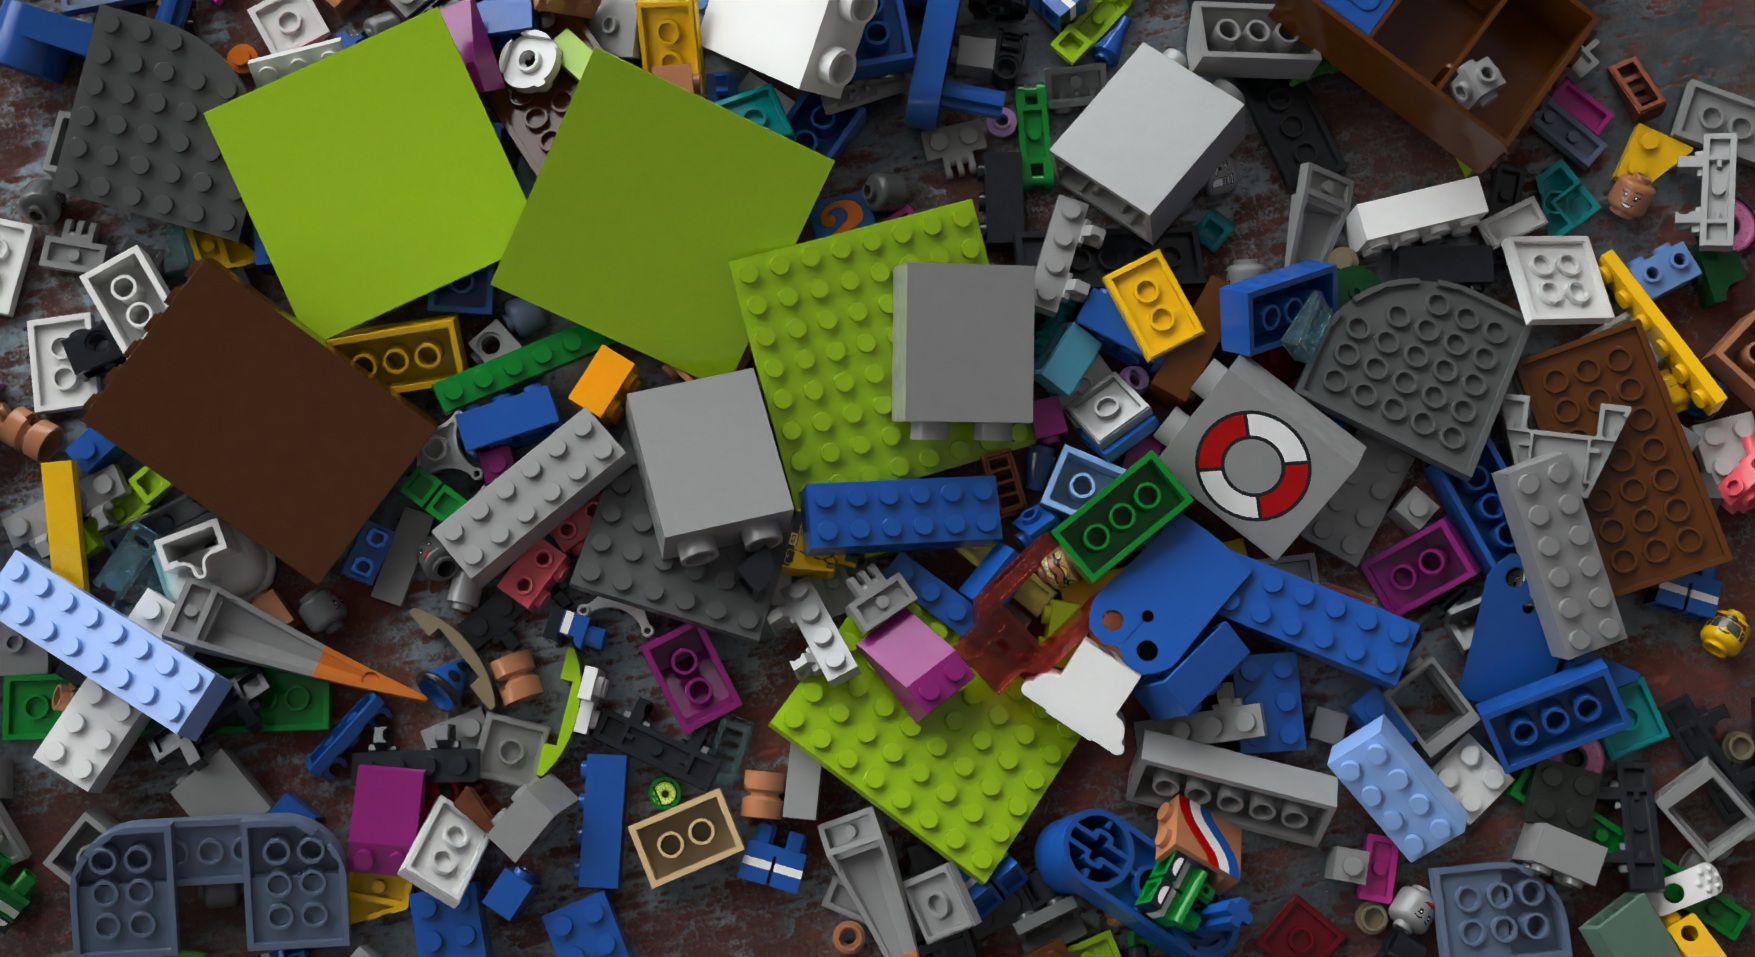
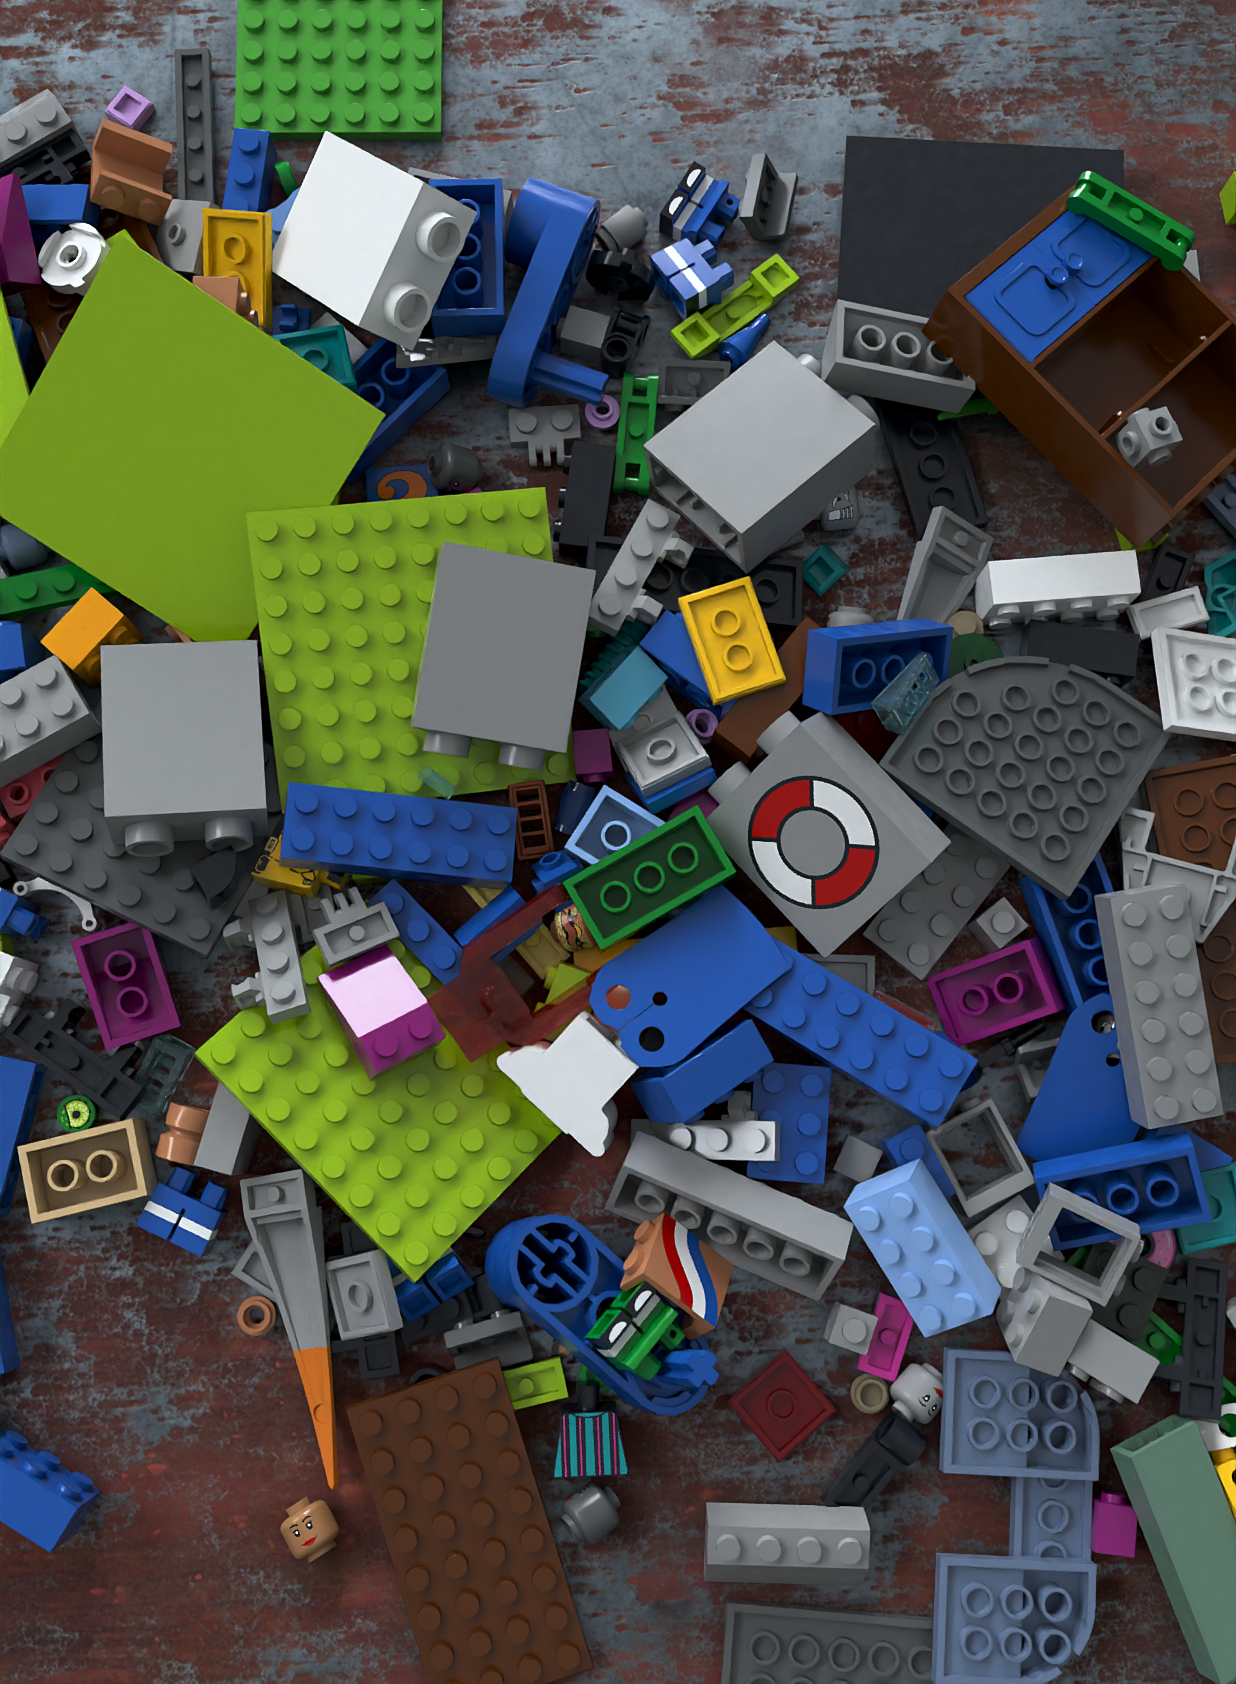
camera: 10 degrees right, 0 degrees up
(923, 464) = (436, 782): none -> clear light blue tile
(1492, 753) = (1112, 1278): none -> light grey window
(1506, 827) = (1042, 1321): none -> light grey brick

